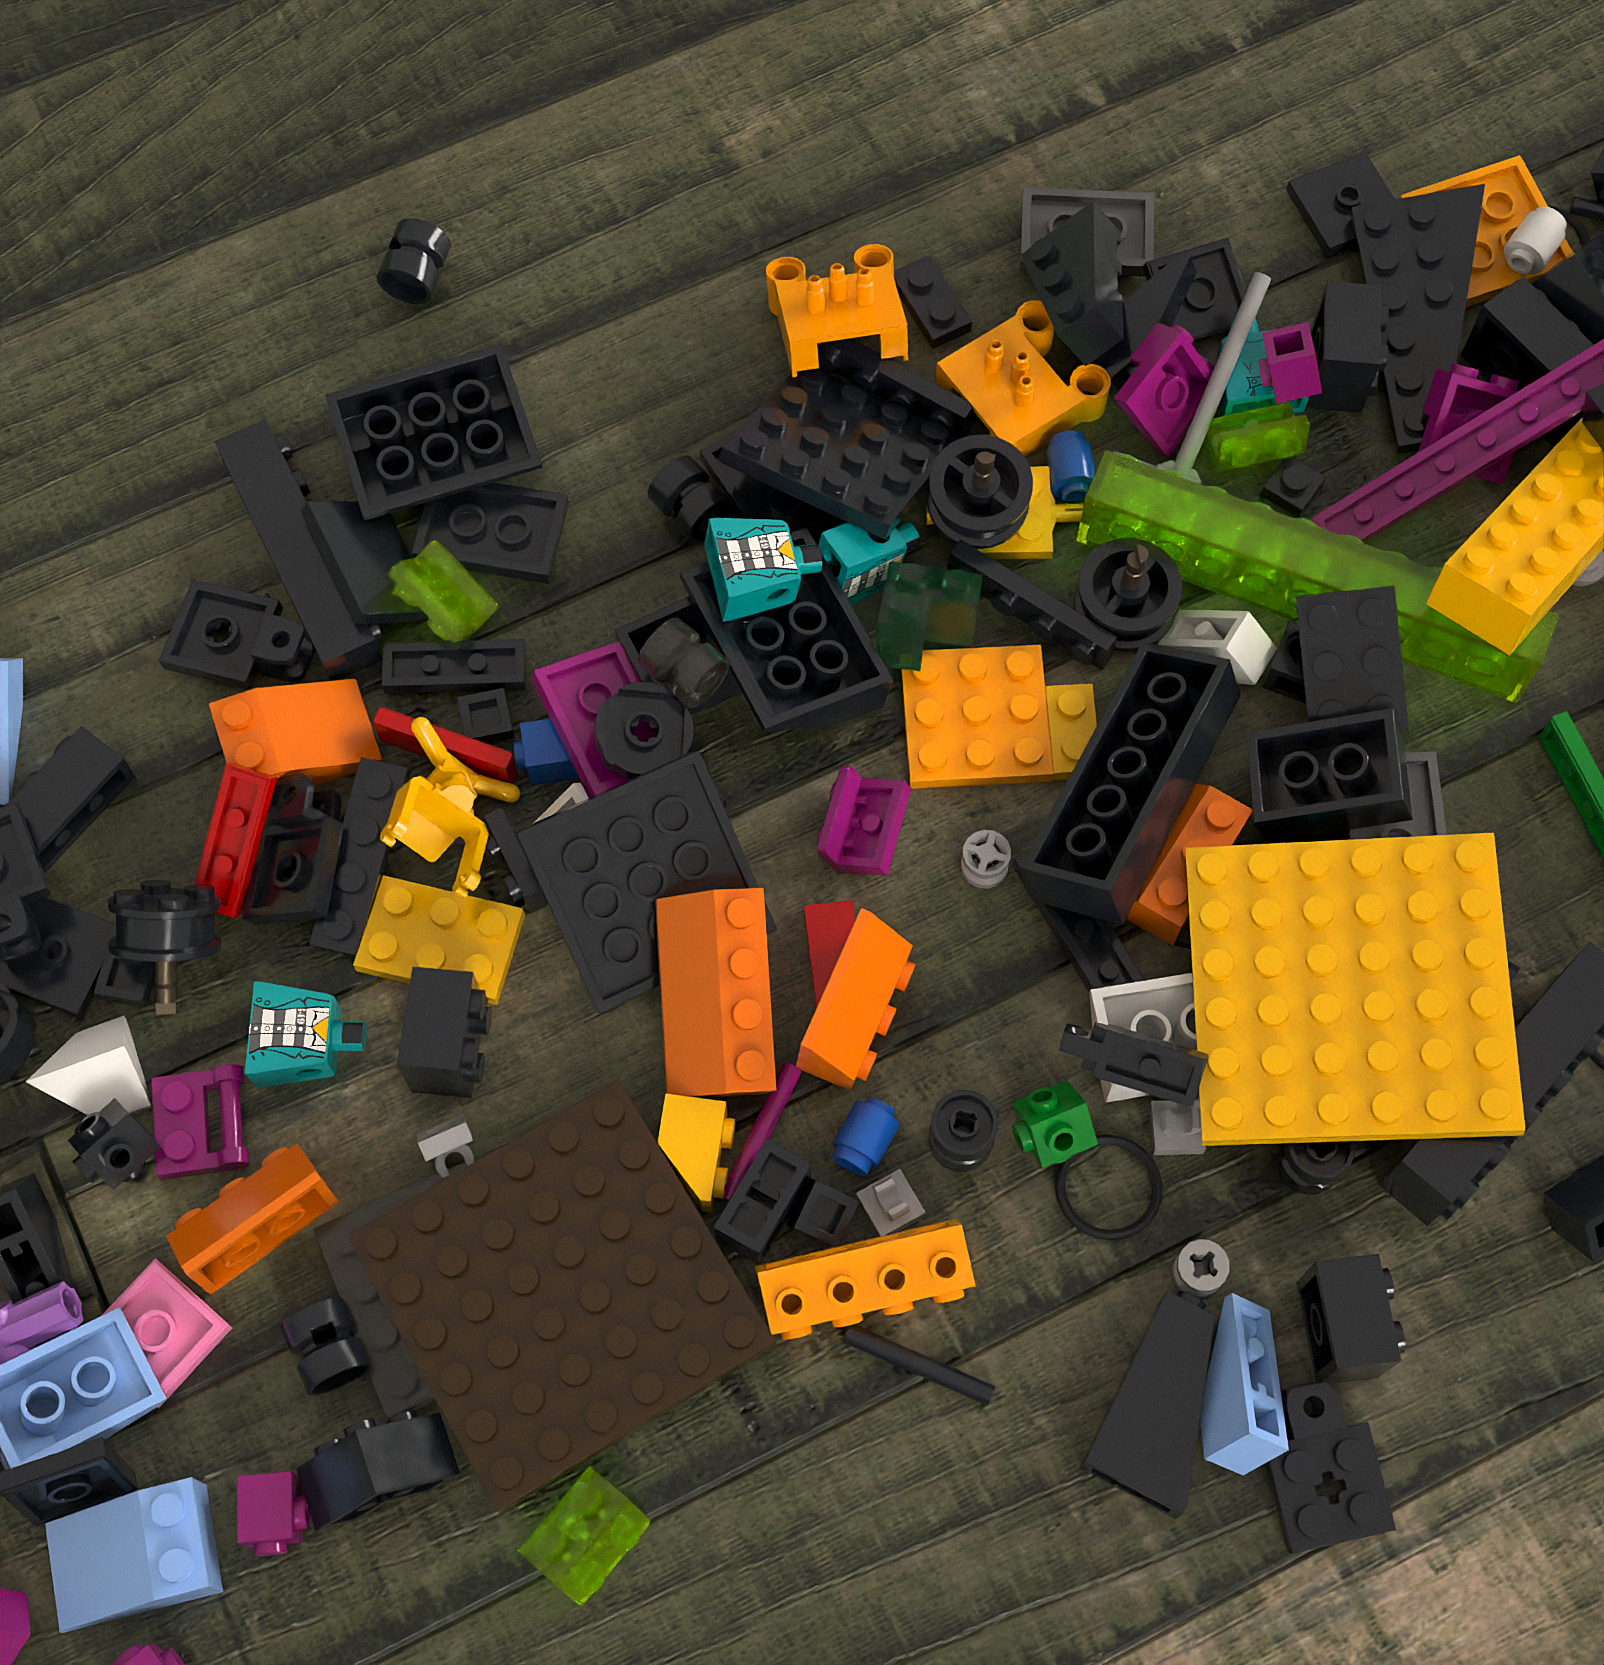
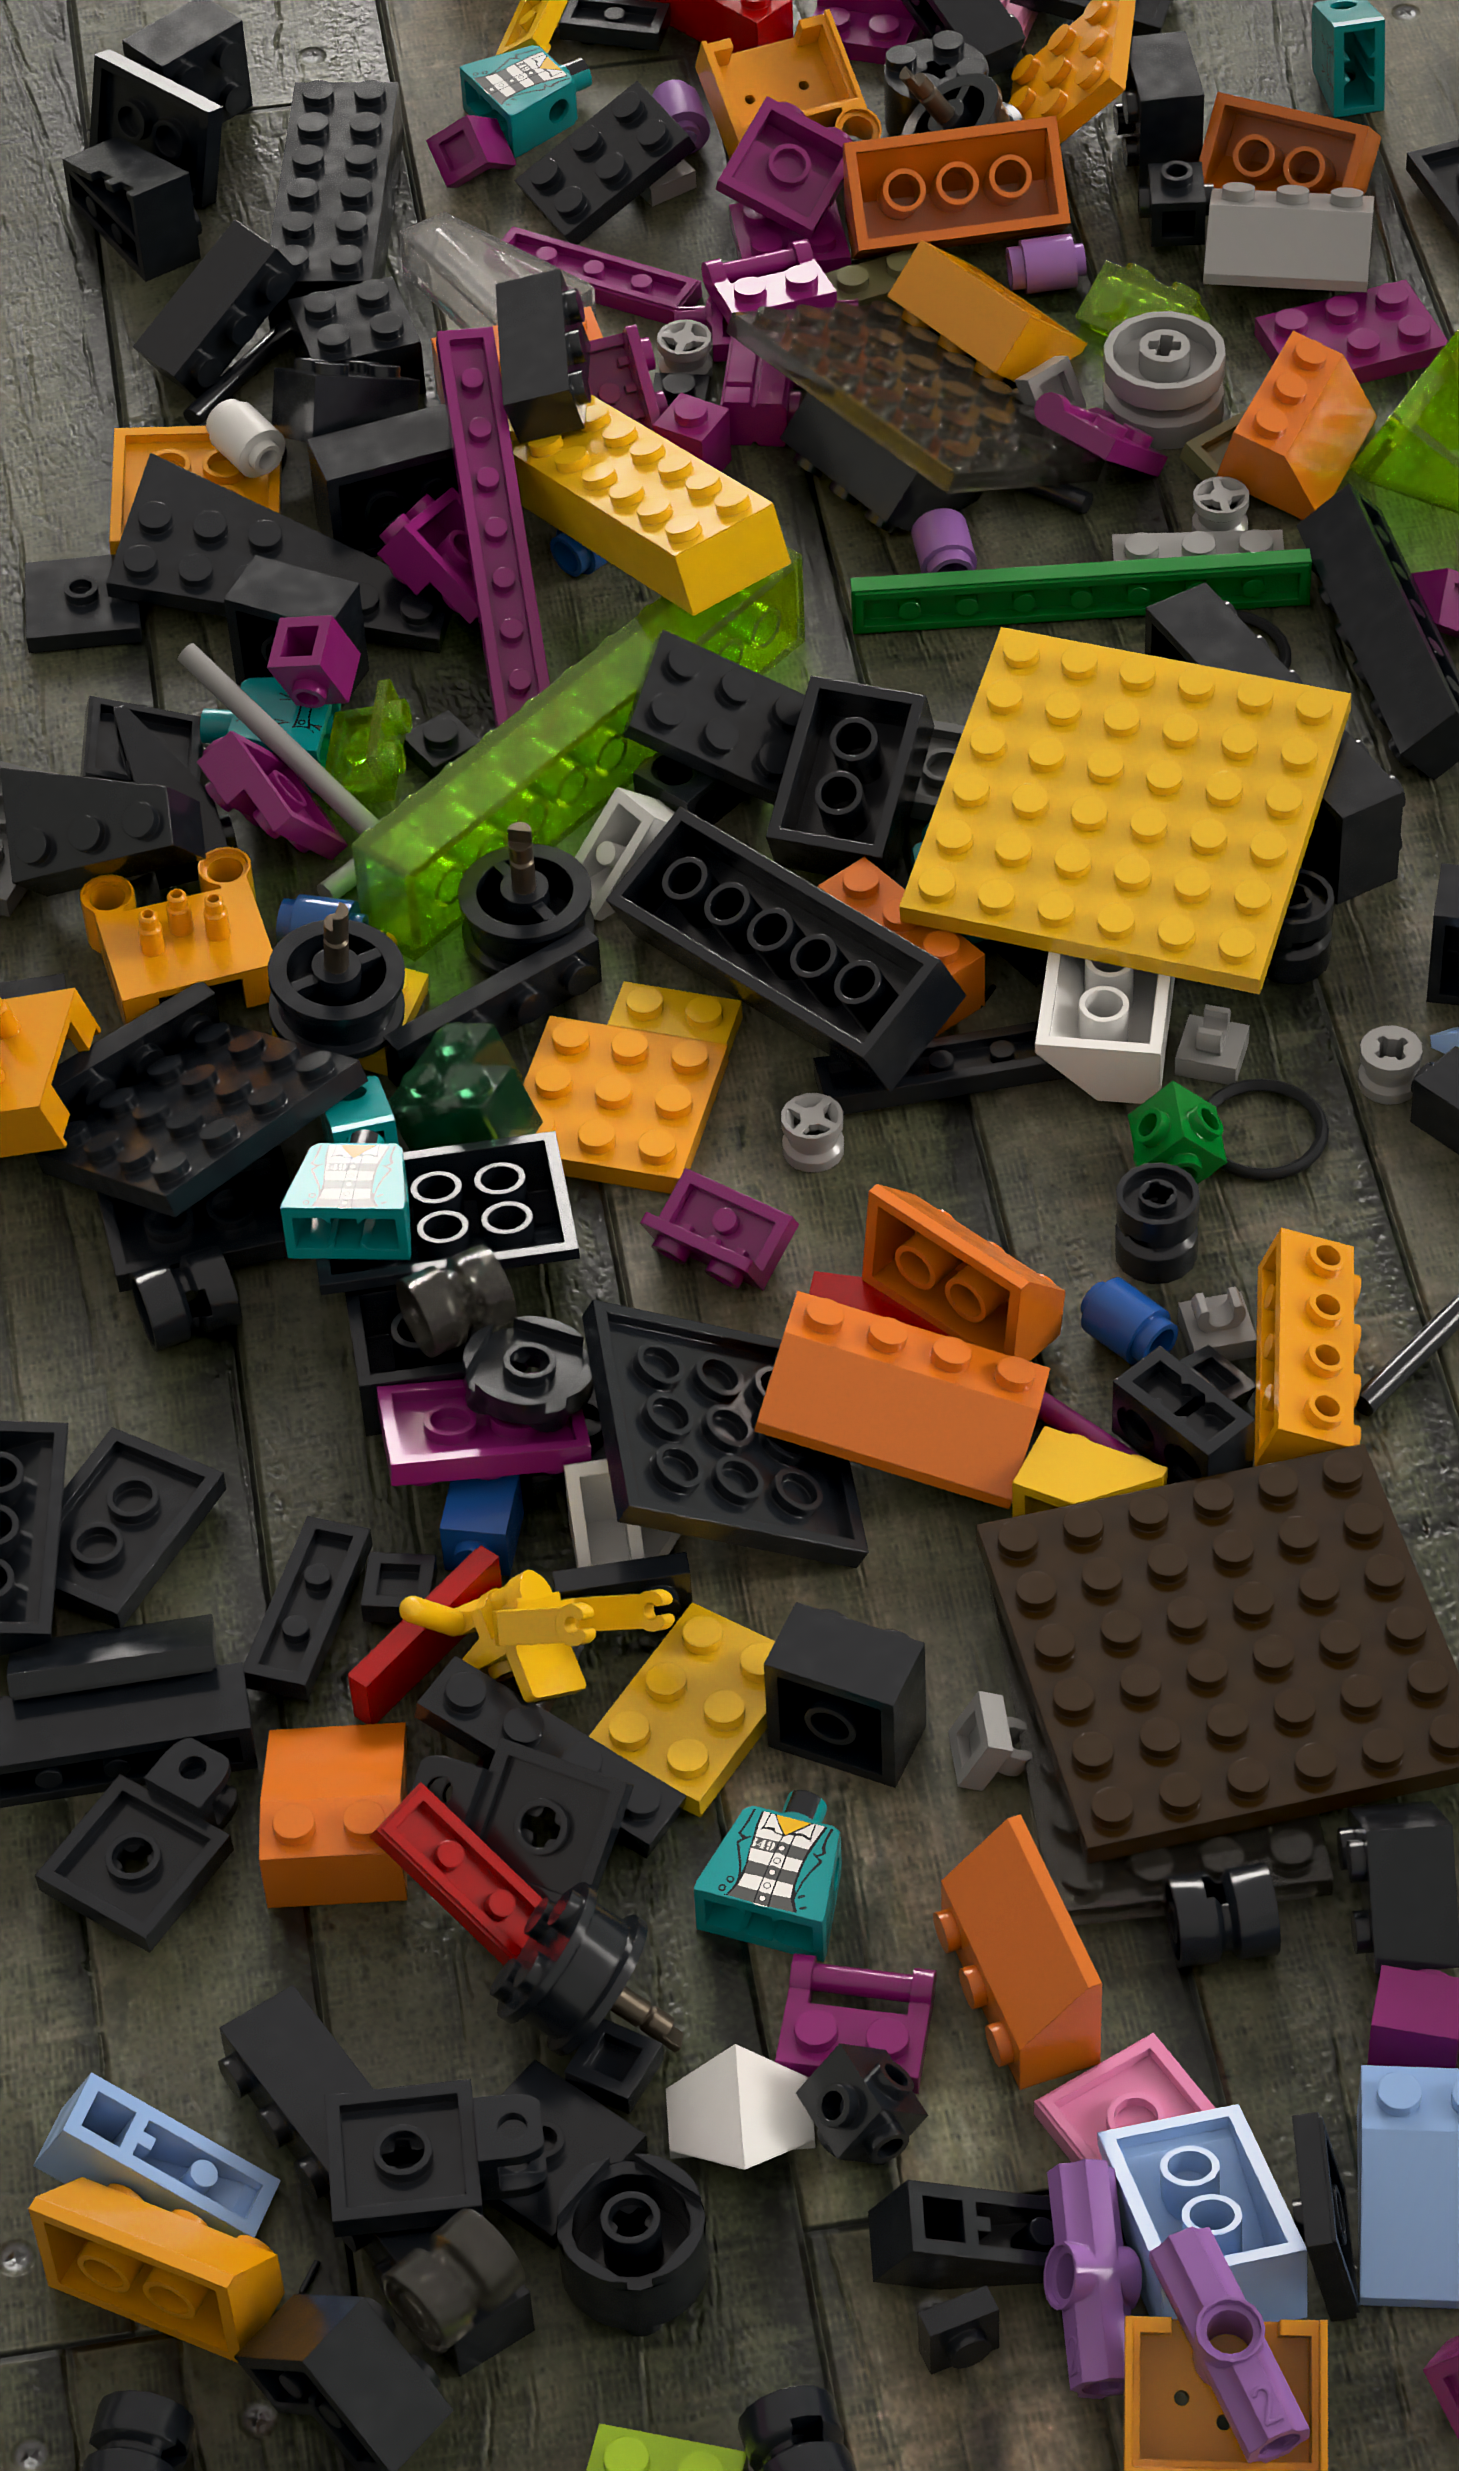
camera: 70 degrees left, 20 degrees down
(444, 593) = (201, 1579): clear neon green bracket -> none
(1137, 1061) = (1145, 1009): black hinge -> none

